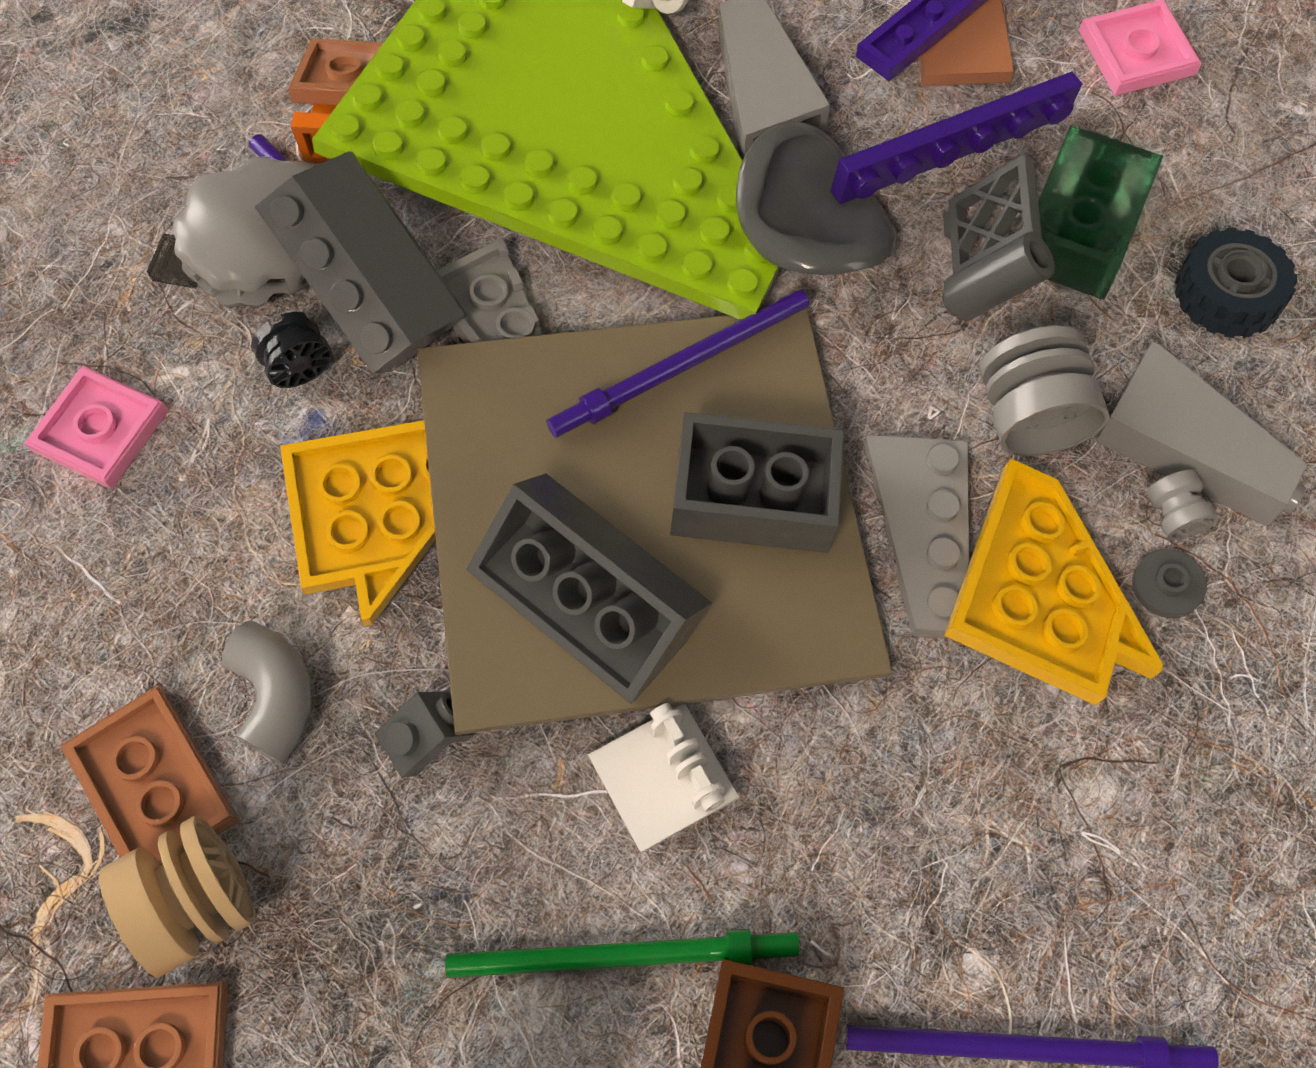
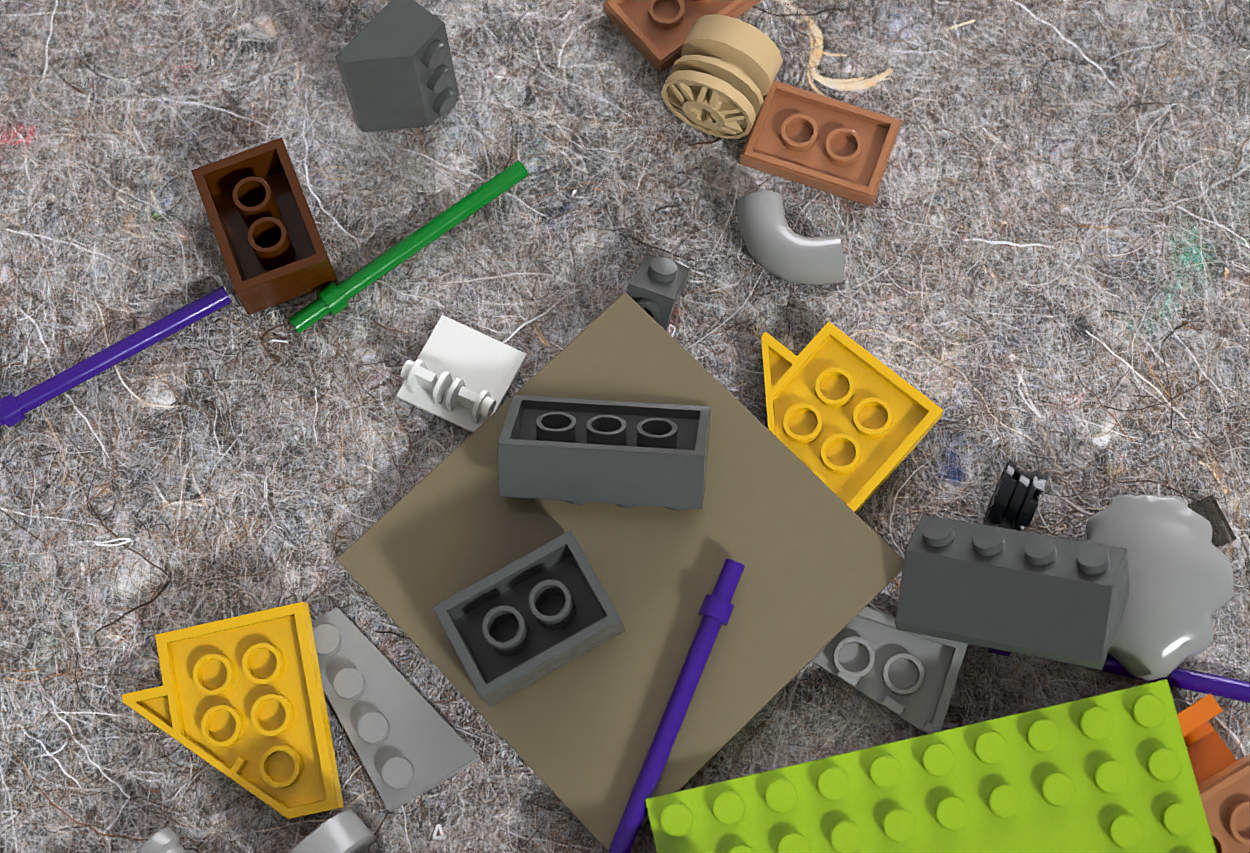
camera: 145 degrees right, 5 degrees up
(97, 427) = (1116, 347): bright pink tile -> none
(1169, 583) = (151, 794): dark grey piece -> none

